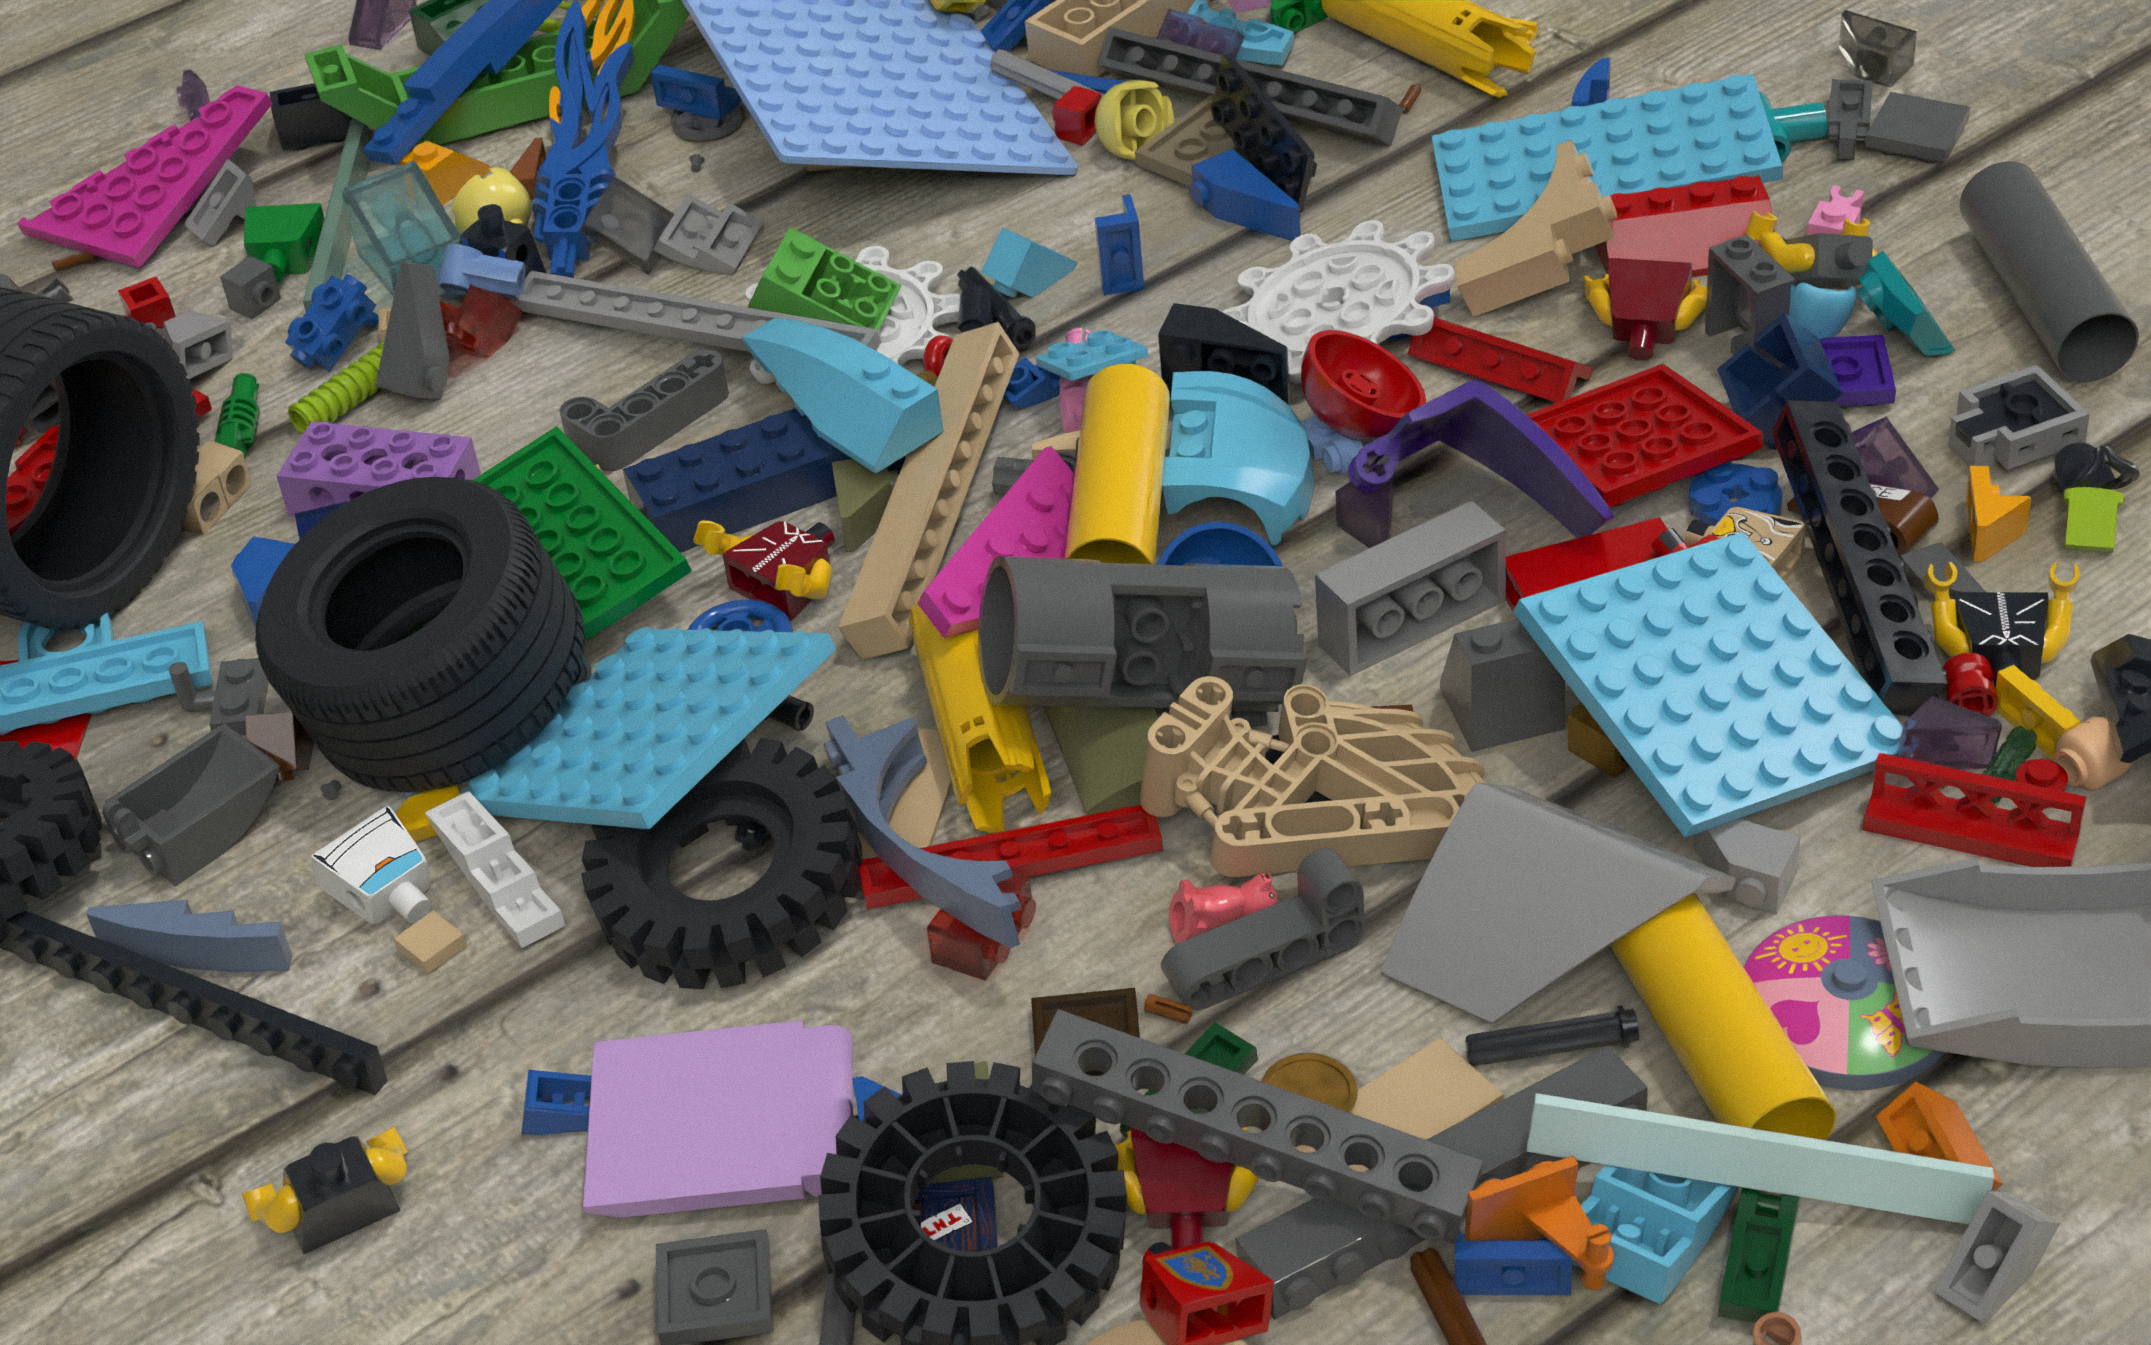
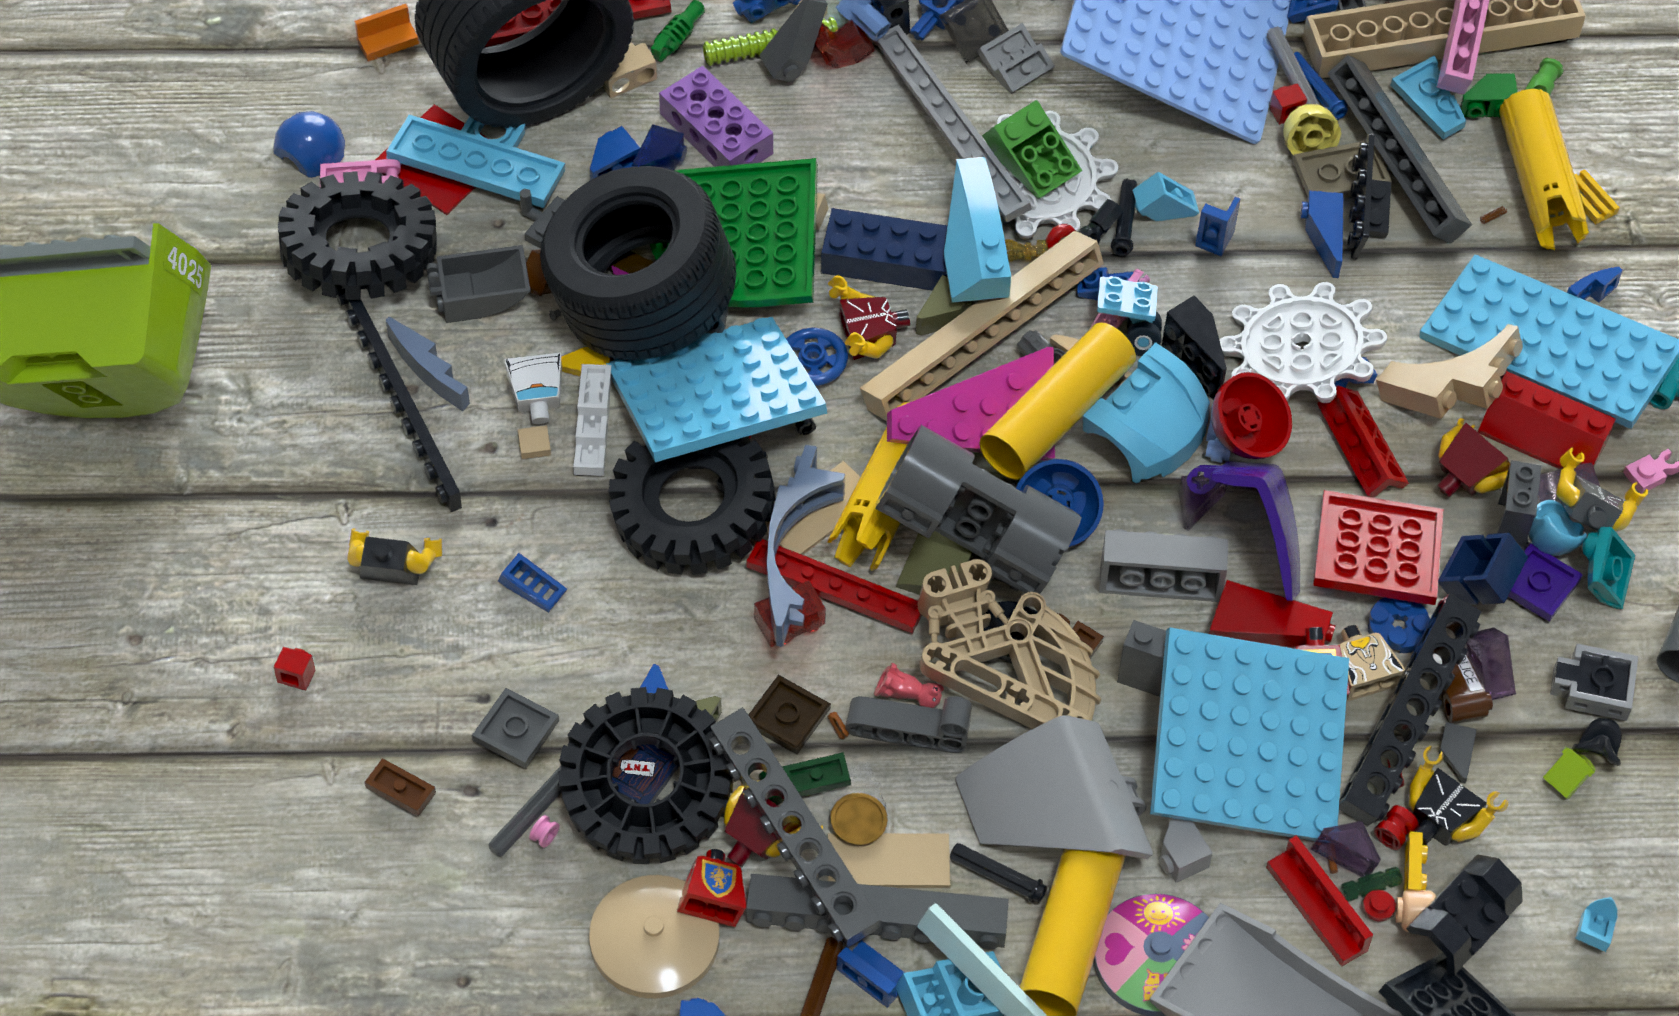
camera: 30 degrees right, 15 degrees up
(647, 415) = (885, 171): dark grey beam -> none
(714, 1117) = (584, 636): lavender piece -> none
(1196, 33) = (1403, 92): clear purple slope -> none
(1540, 1207) = (897, 957): orange plate -> none
(1992, 518) = (1517, 733): light orange slope -> none

